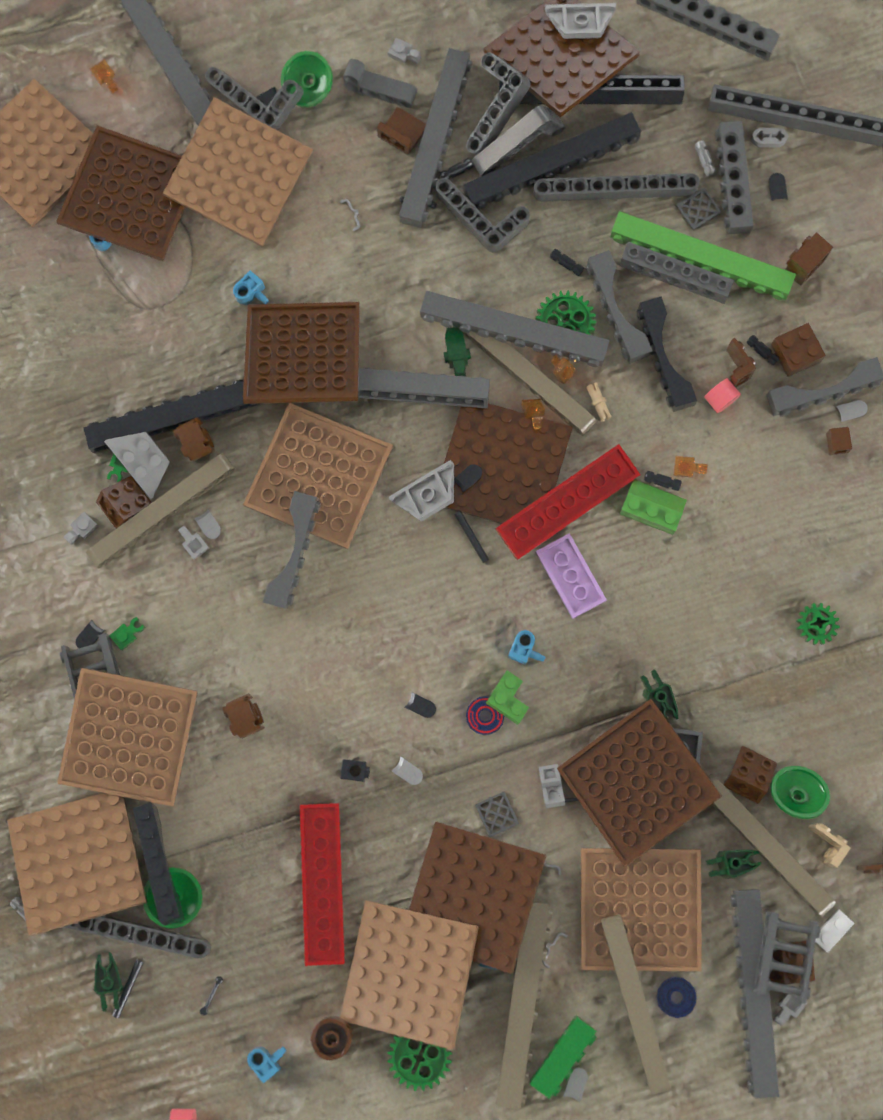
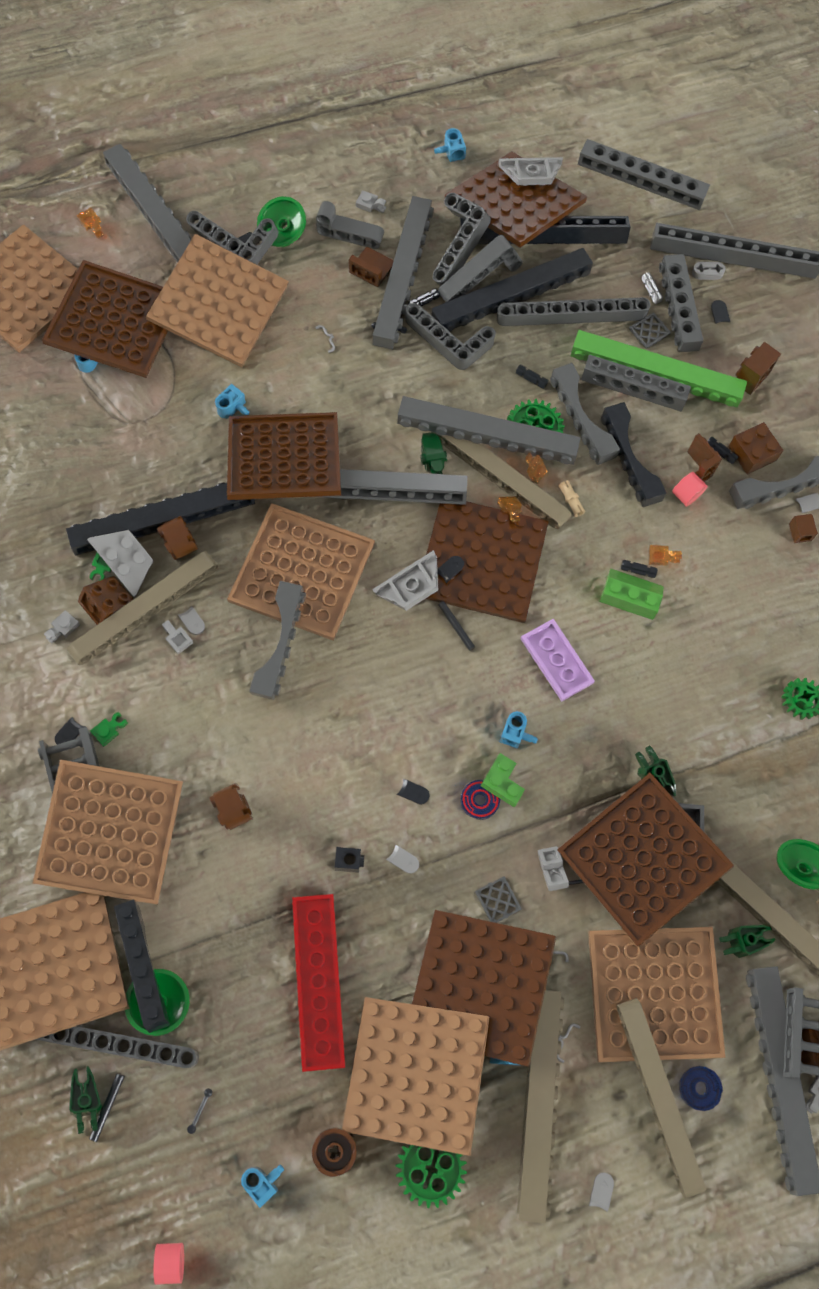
camera: 15 degrees left, 10 degrees down
(562, 1057) = (587, 1160): green brick -> none
(567, 502) = (549, 589): red plate -> none
(751, 775) = (754, 850): reddish brown bracket -> none

